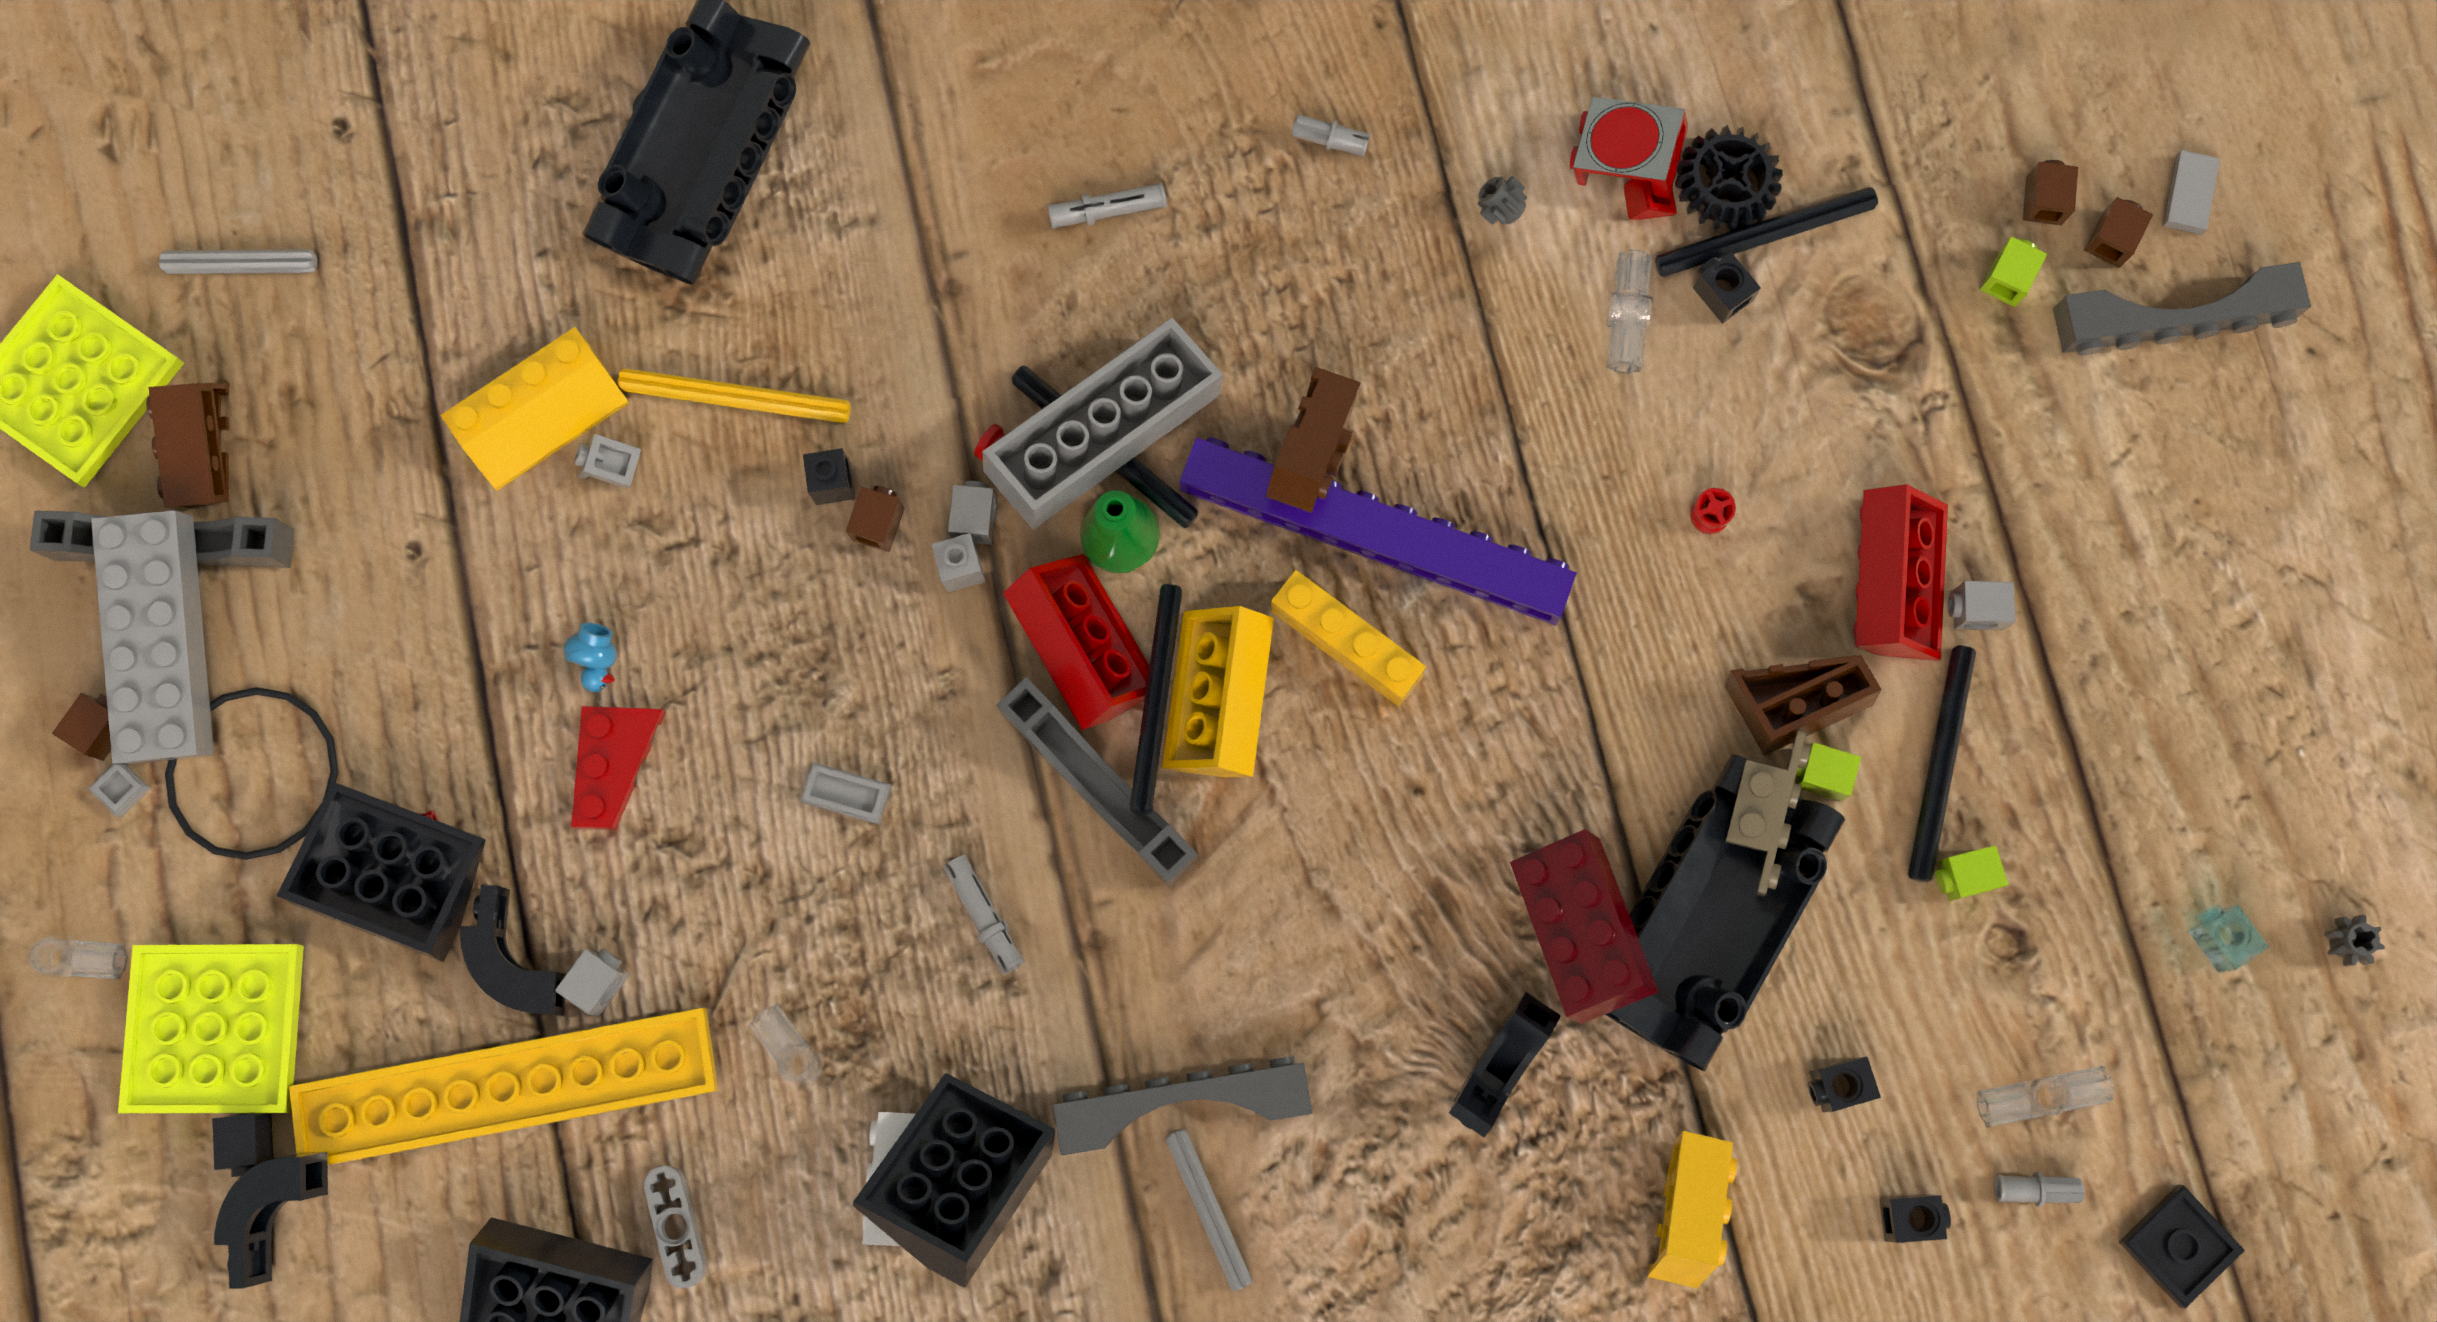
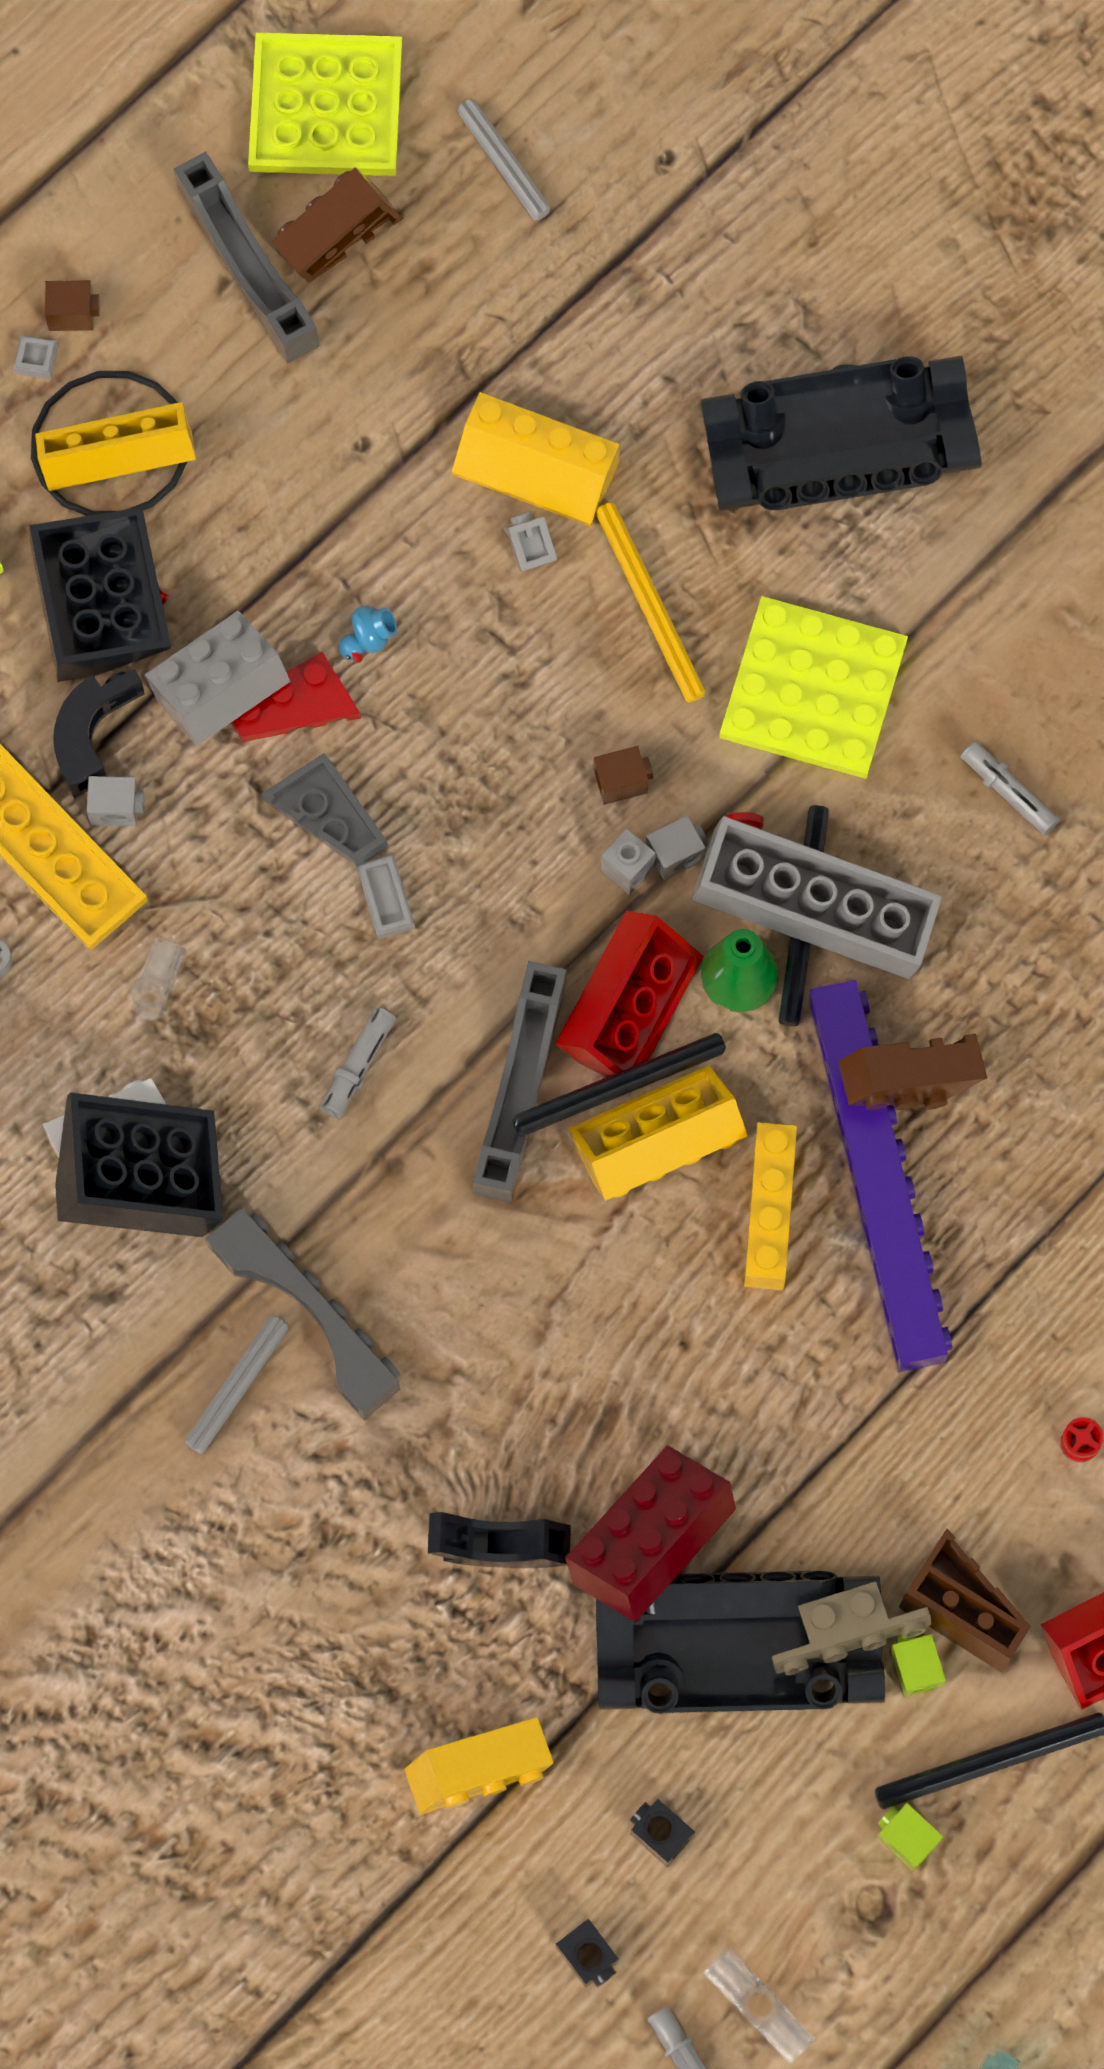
camera: 55 degrees right, 5 degrees down
(152, 637) = (165, 302): light grey brick -> none
(257, 770) = (115, 446): none -> yellow brick
(542, 814) = (217, 677): none -> light grey brick
(732, 793) = (328, 810): none -> dark grey wing
(829, 476) = (631, 716): black brick -> none
(906, 309) = (813, 687): none -> neon yellow plate

